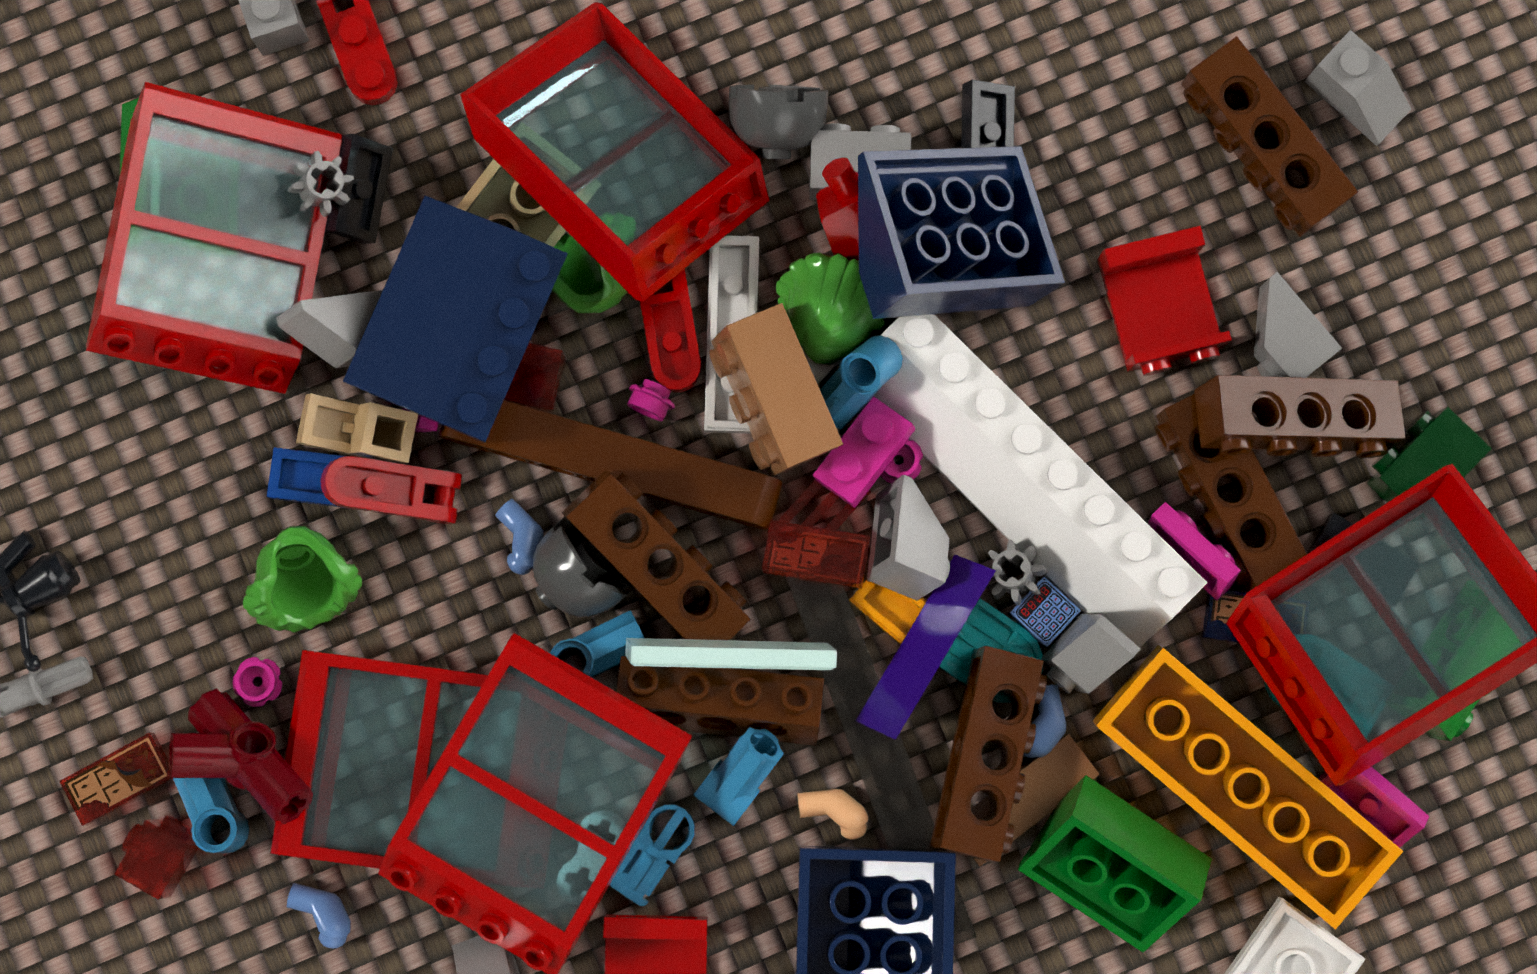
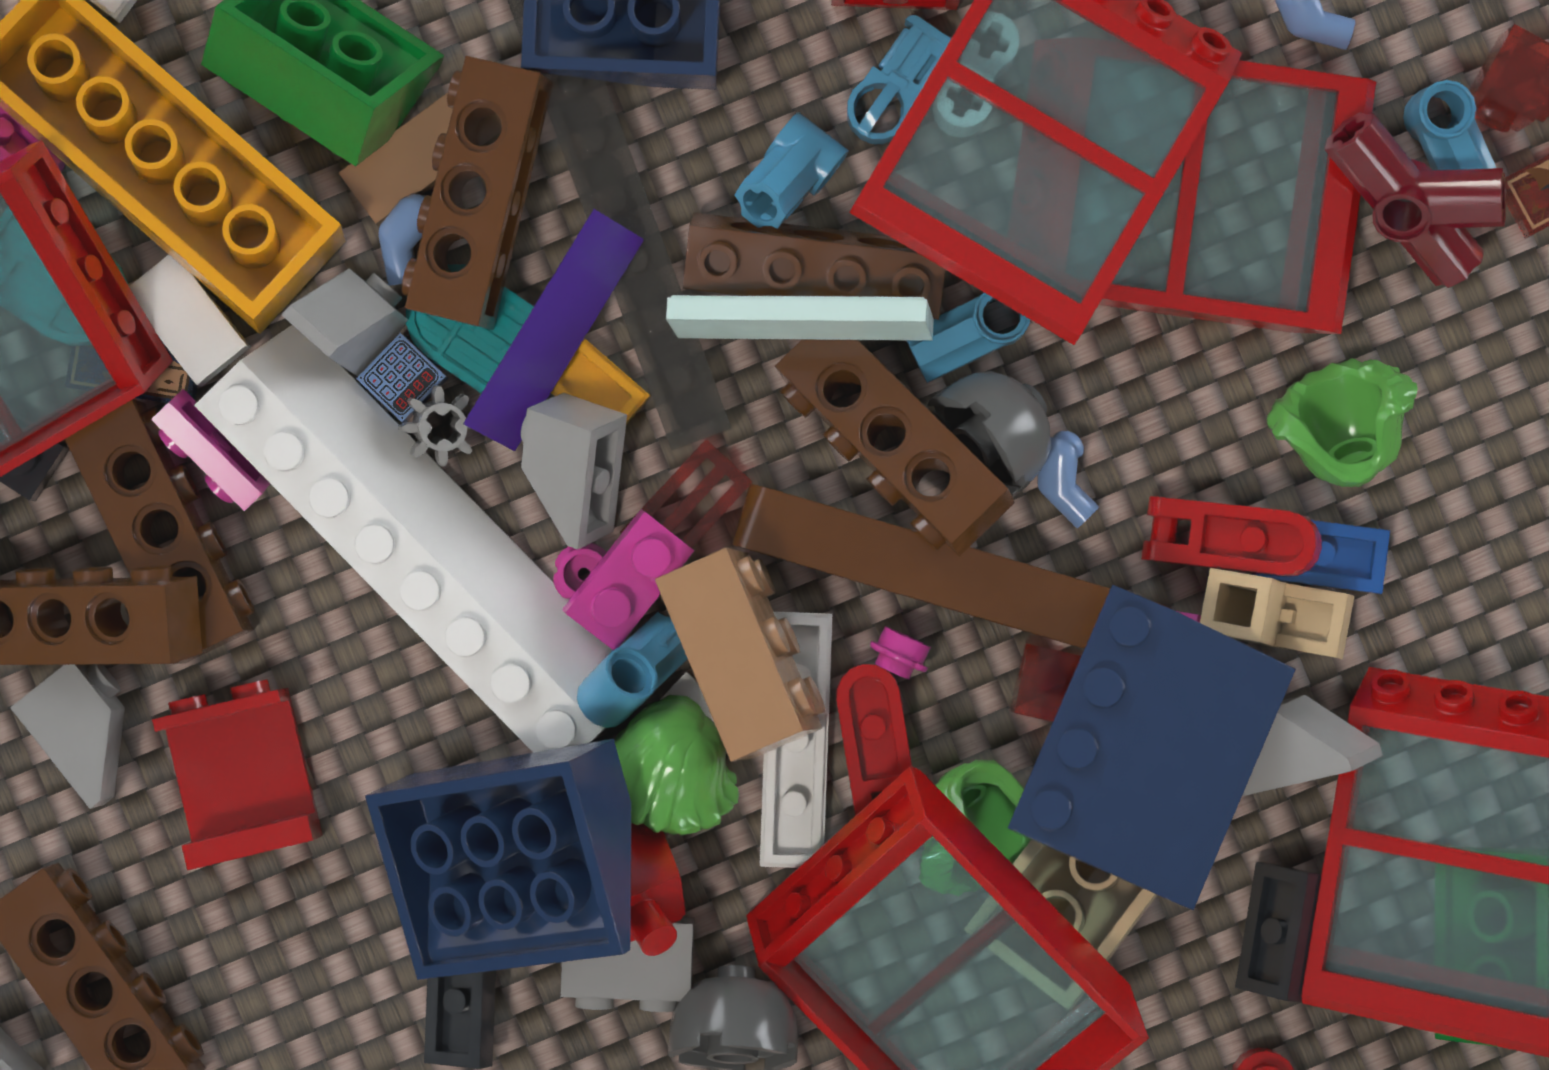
camera: 175 degrees left, 5 degrees up
(244, 681) = (1413, 296): dark pink plate -> none
(335, 183) = (1309, 933): light grey gear -> none
(816, 554) = (690, 449): clear red tile -> none
(839, 807) = (666, 136): light nougat arm -> none
(1215, 654) = (188, 320): none -> white slope

